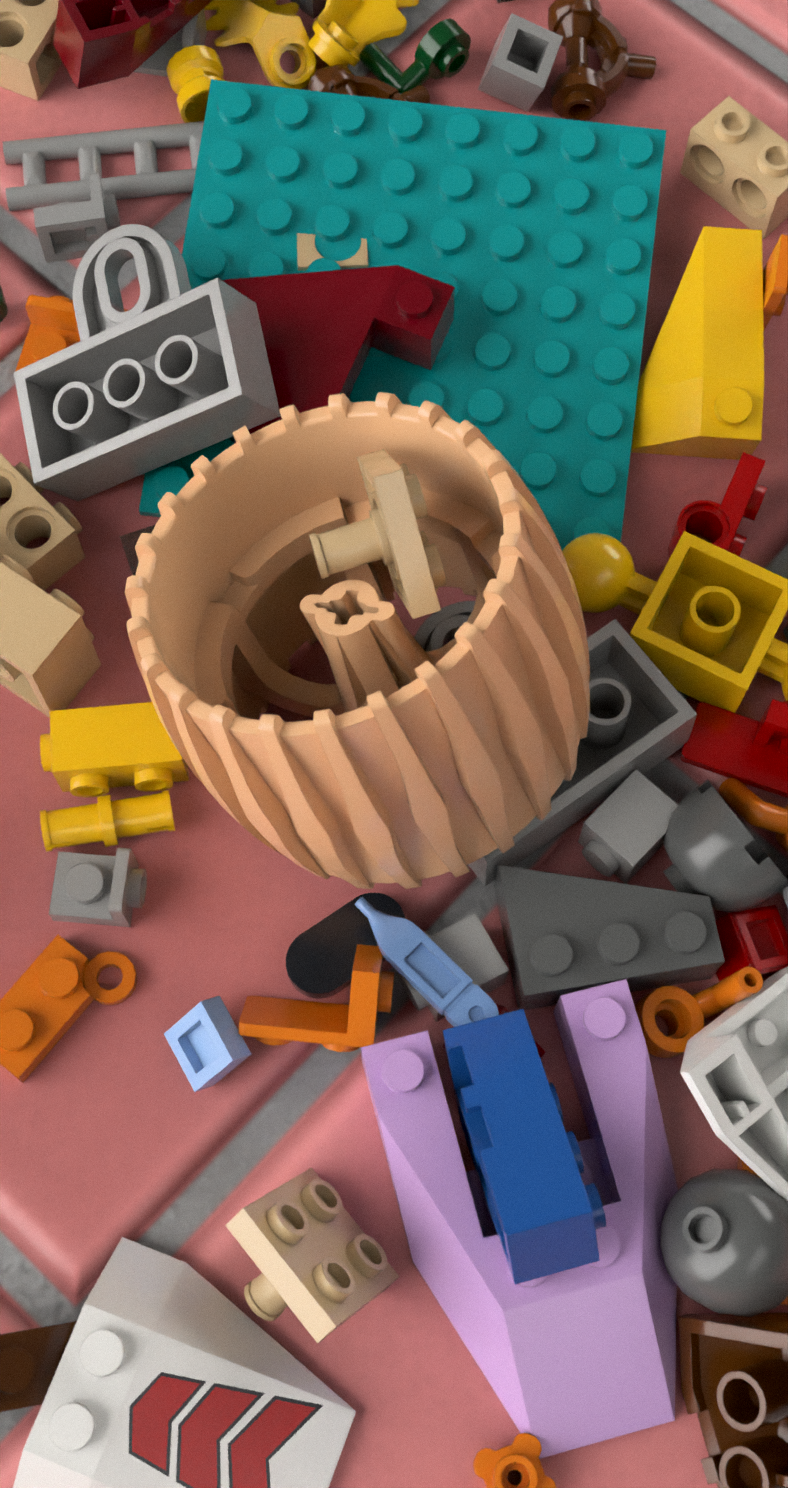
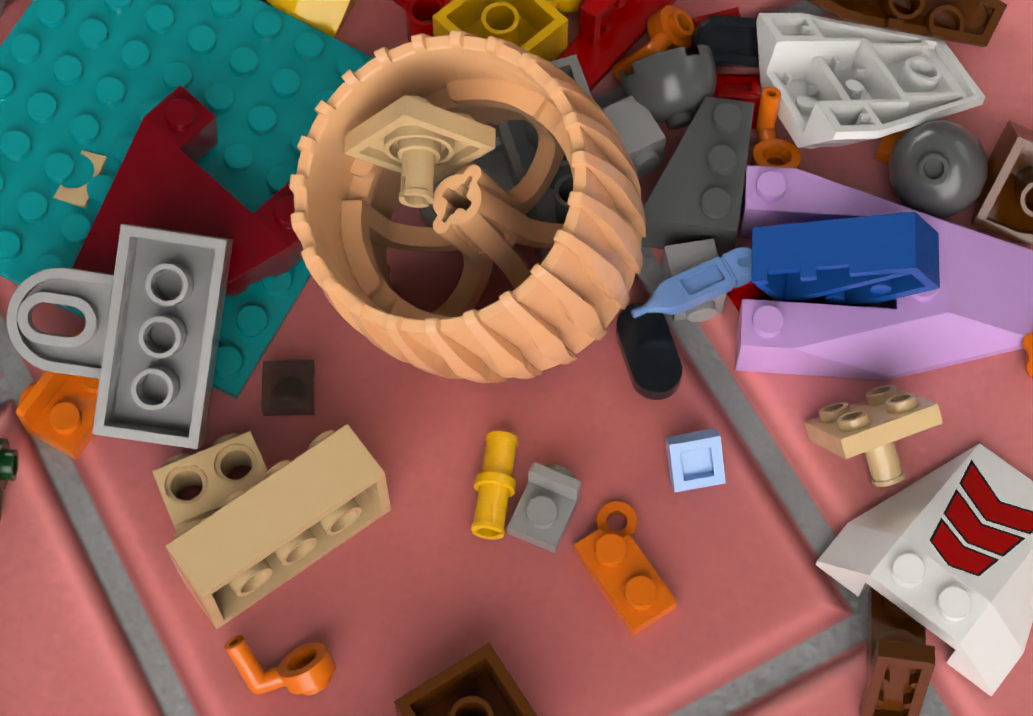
camera: 70 degrees left, 5 degrees down
(110, 749) = (439, 458): yellow brick -> none
(332, 1025) = (711, 354): orange bracket -> none

